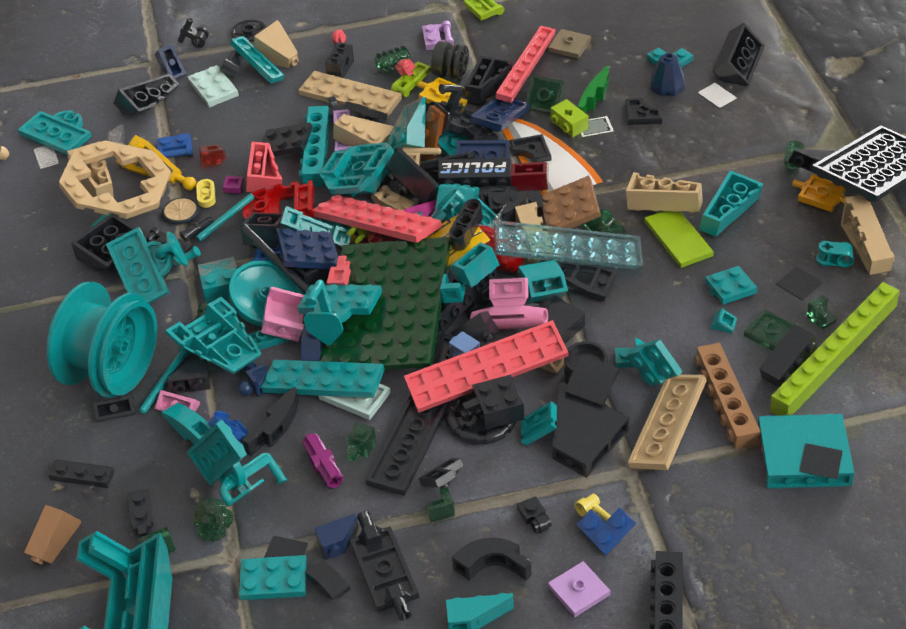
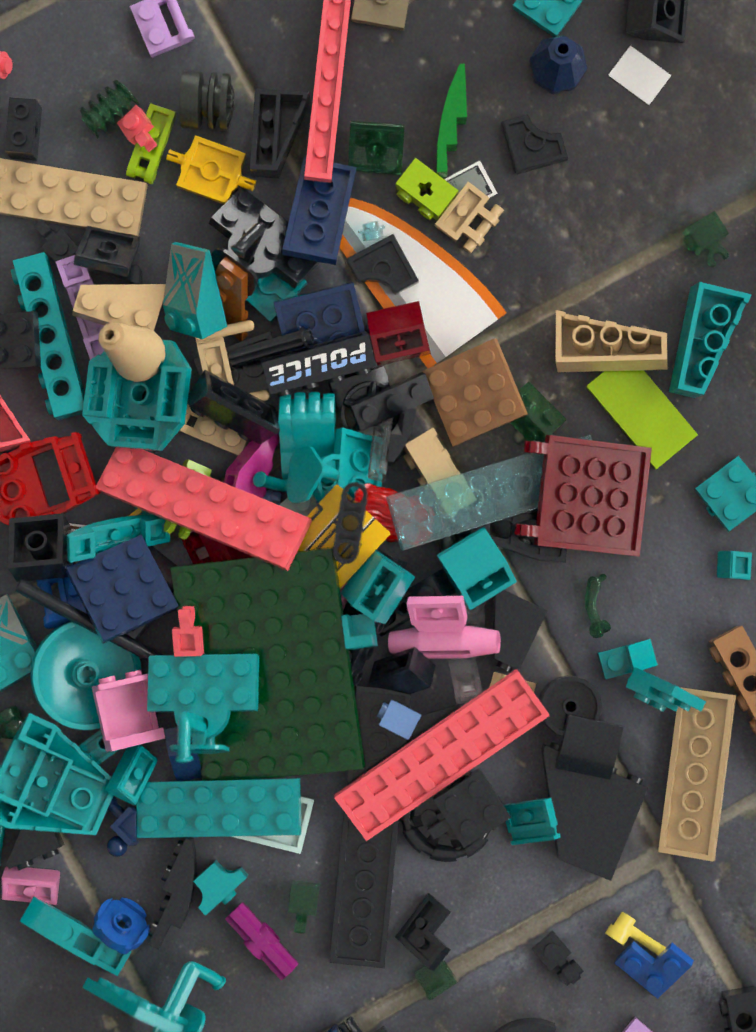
camera: 15 degrees left, 40 degrees up
(273, 350) = (132, 774): none -> teal slope
(304, 422) = (218, 885): none -> teal brick
(360, 134) = (132, 350): none -> tan cone
(529, 129) = (371, 231): none -> clear light blue plate
(588, 131) = (462, 212): none -> tan plate
(618, 332) = (598, 626): none -> clear green piece
(630, 261) = (590, 495): none -> dark red plate
(741, 161) = (706, 236): none -> clear green brick

